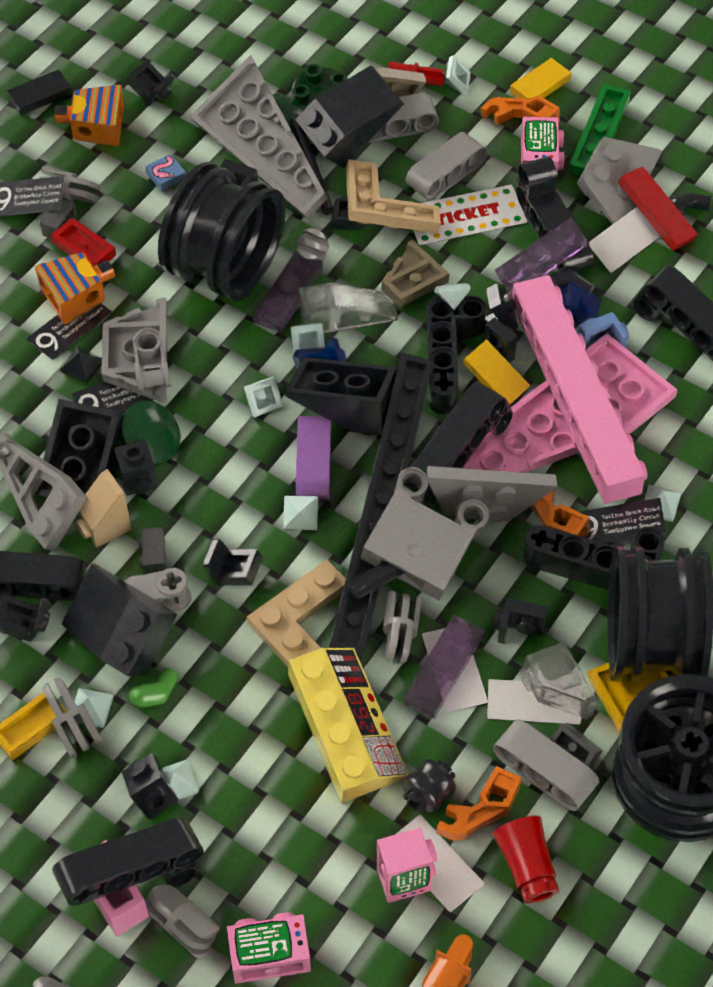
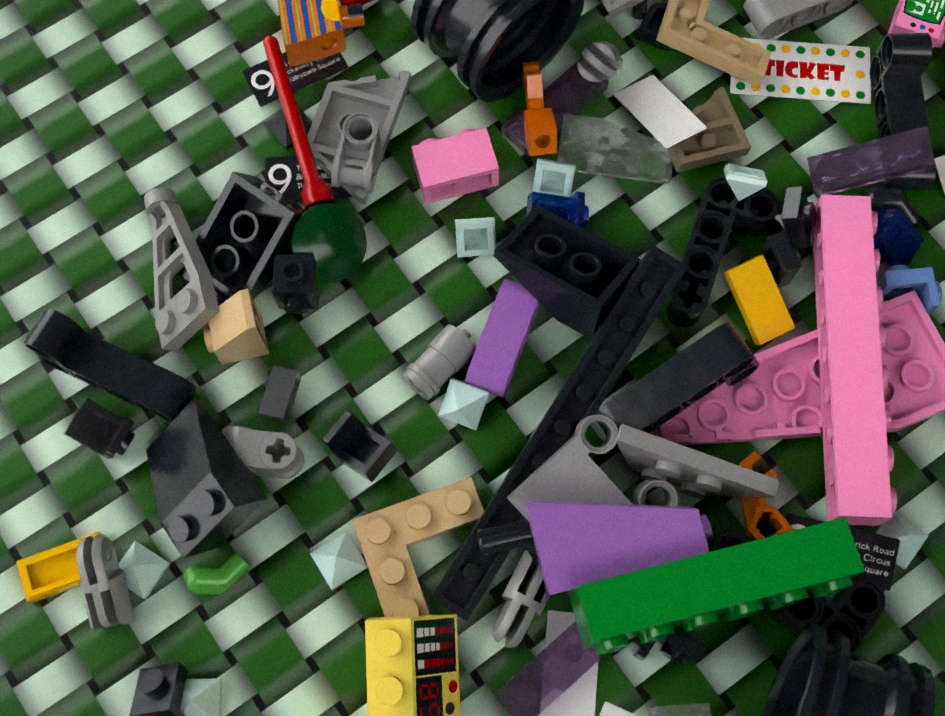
camera: 20 degrees right, 15 degrees up
(122, 398) = (314, 189): none -> red piece
(227, 352) = (455, 165): none -> bright pink brick
(247, 651) = (339, 560): none -> light aqua slope
(270, 488) = (440, 360): none -> light grey piece
(283, 301) = (538, 121): none -> orange piece
(370, 269) = (660, 111): none -> white sticker
(447, 546) = (604, 540): none -> medium lavender slope
(533, 554) = (714, 584): none -> green brick

